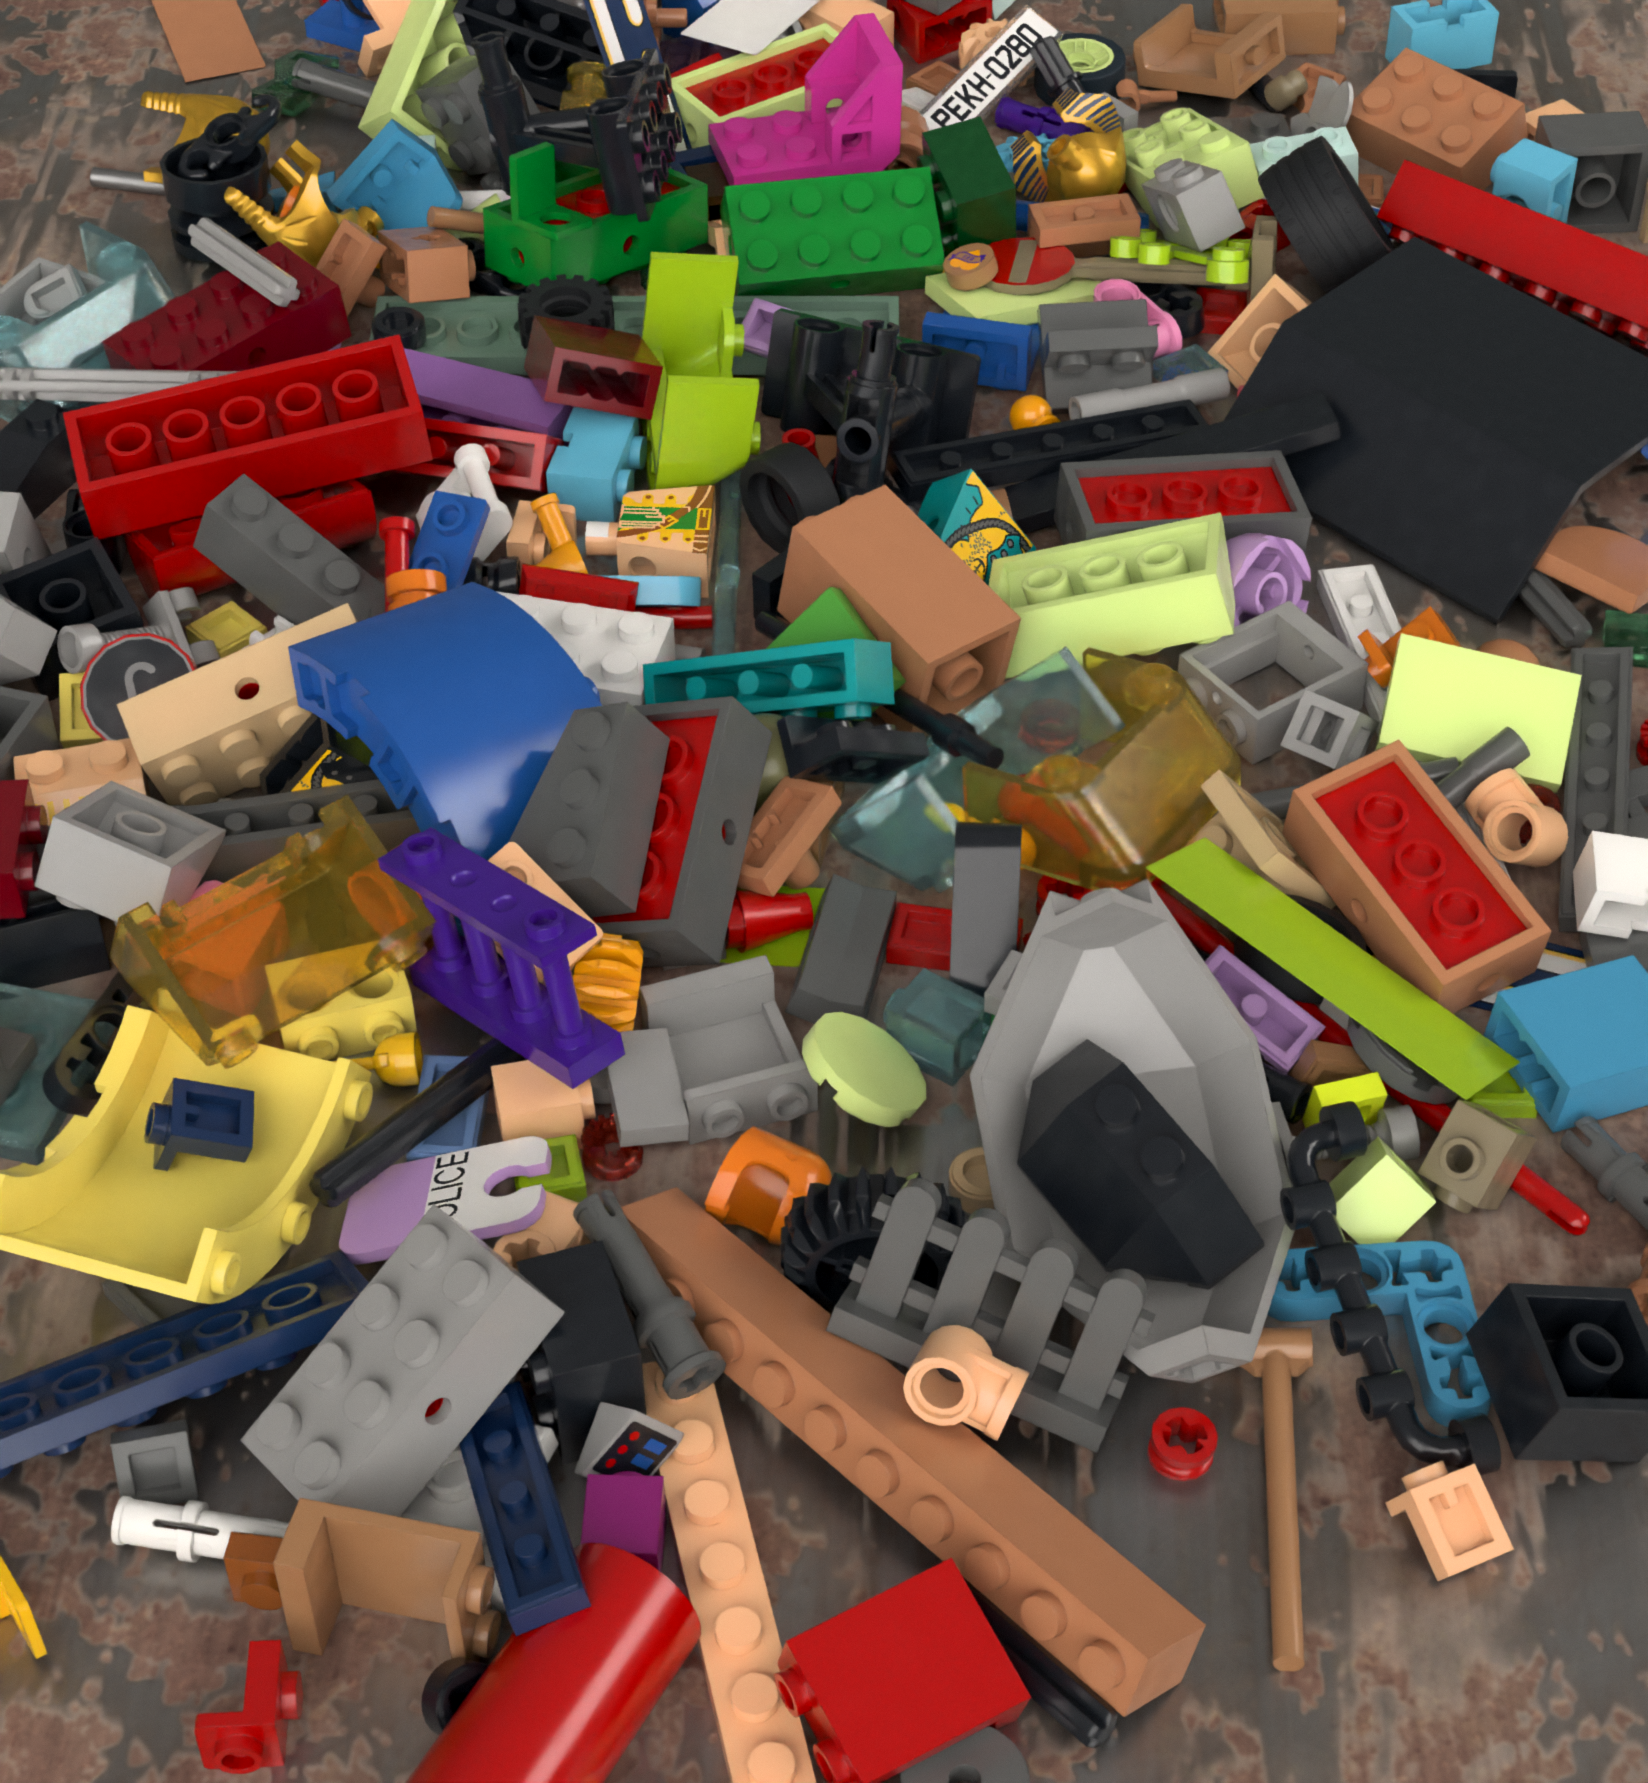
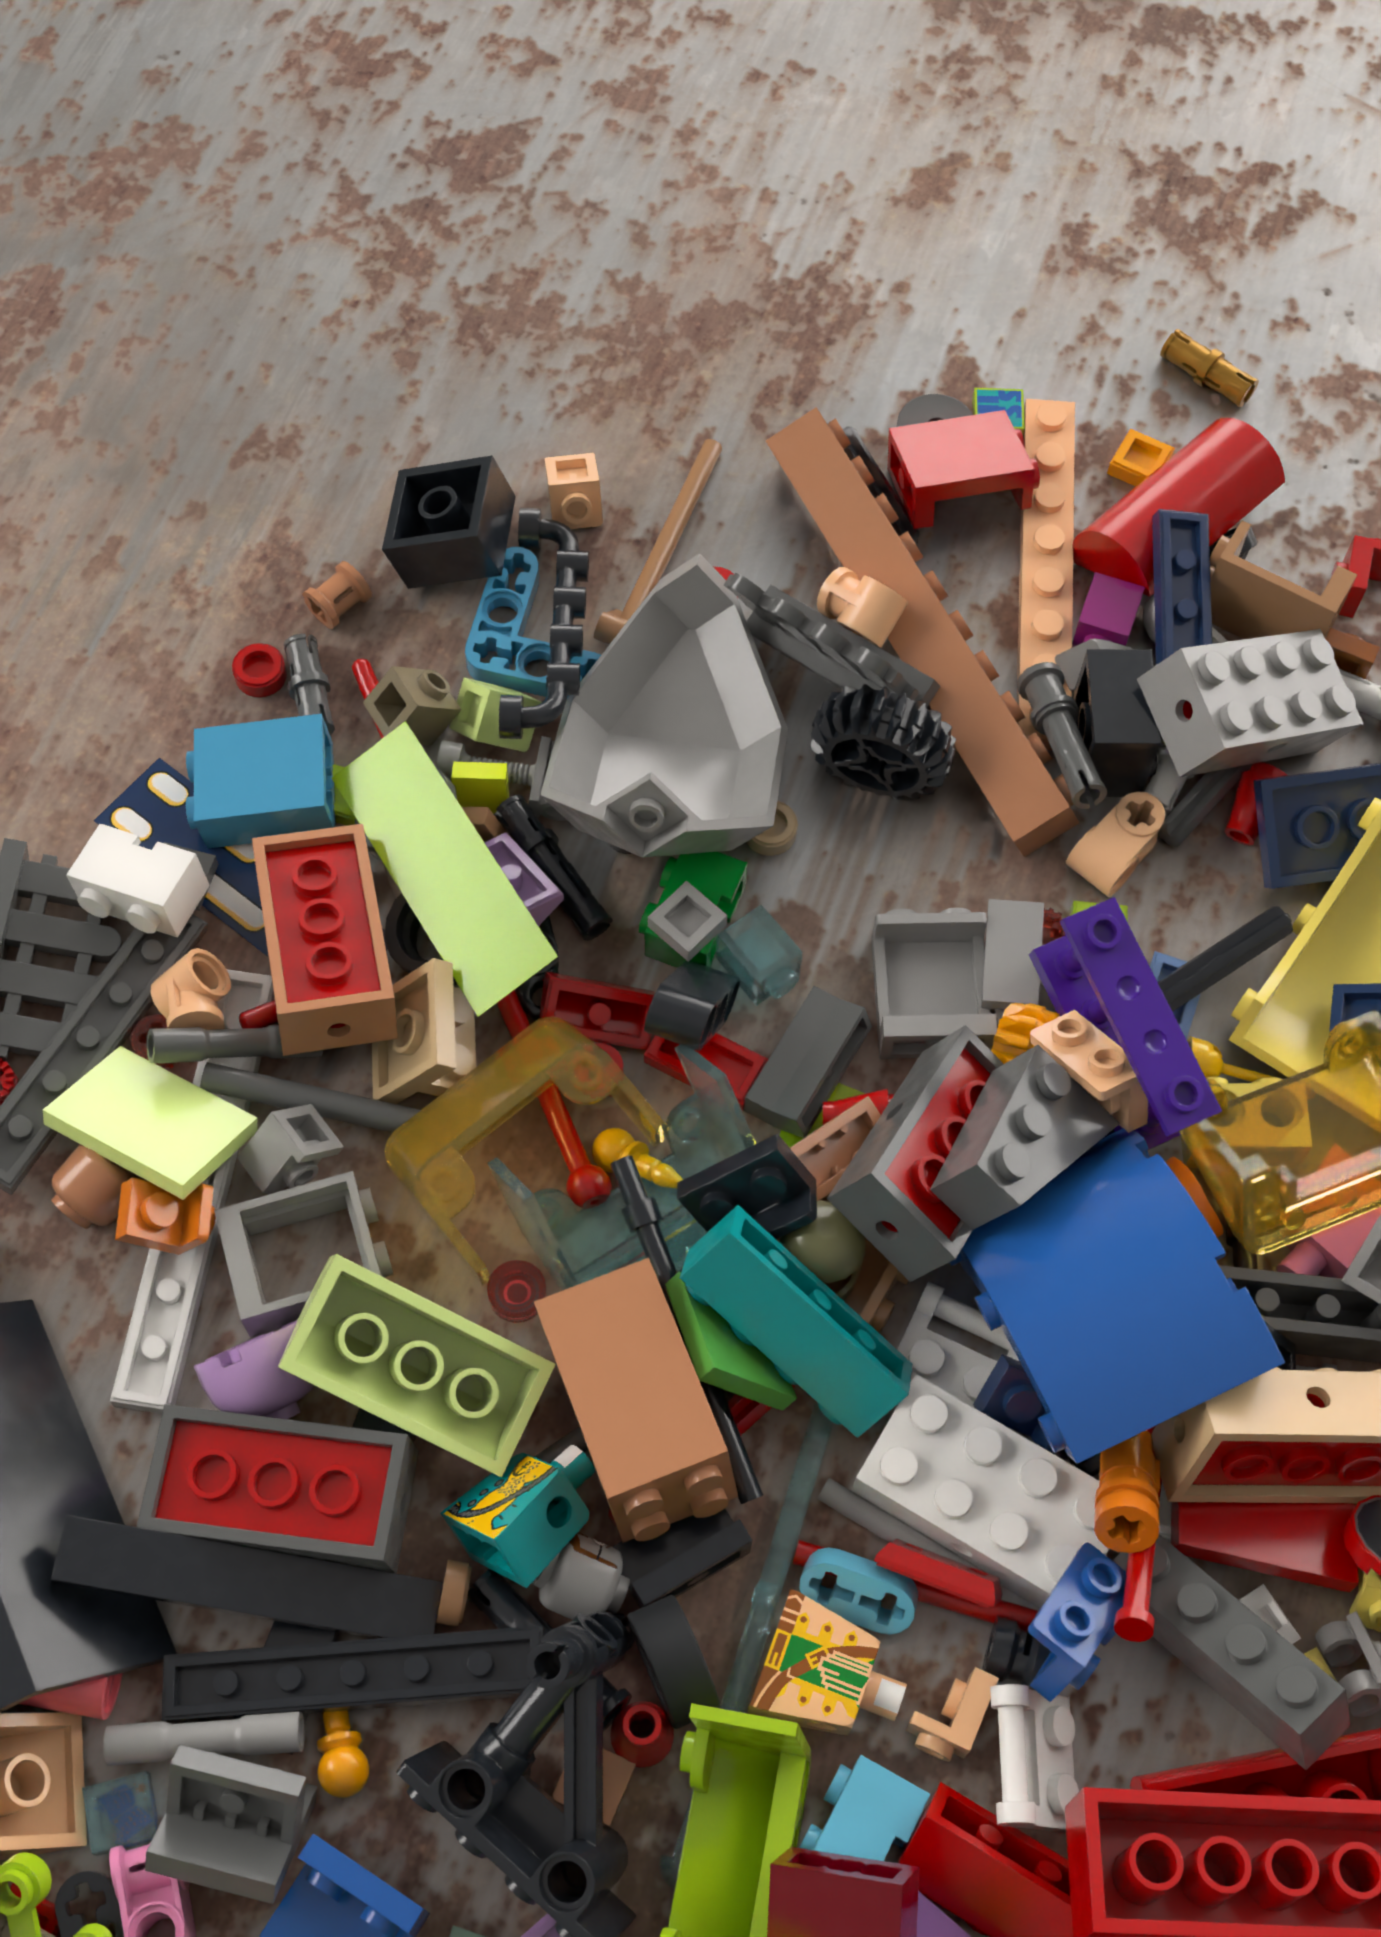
camera: 165 degrees left, 20 degrees up
(457, 1183) = (1195, 894): piece -> none
(564, 550) = (933, 1660): light orange bar -> none
(761, 1180) = (928, 832): orange helmet -> none
(866, 1067) = (836, 917): yellowish green tile -> none
(1129, 1175) = (684, 737): black wedge -> none

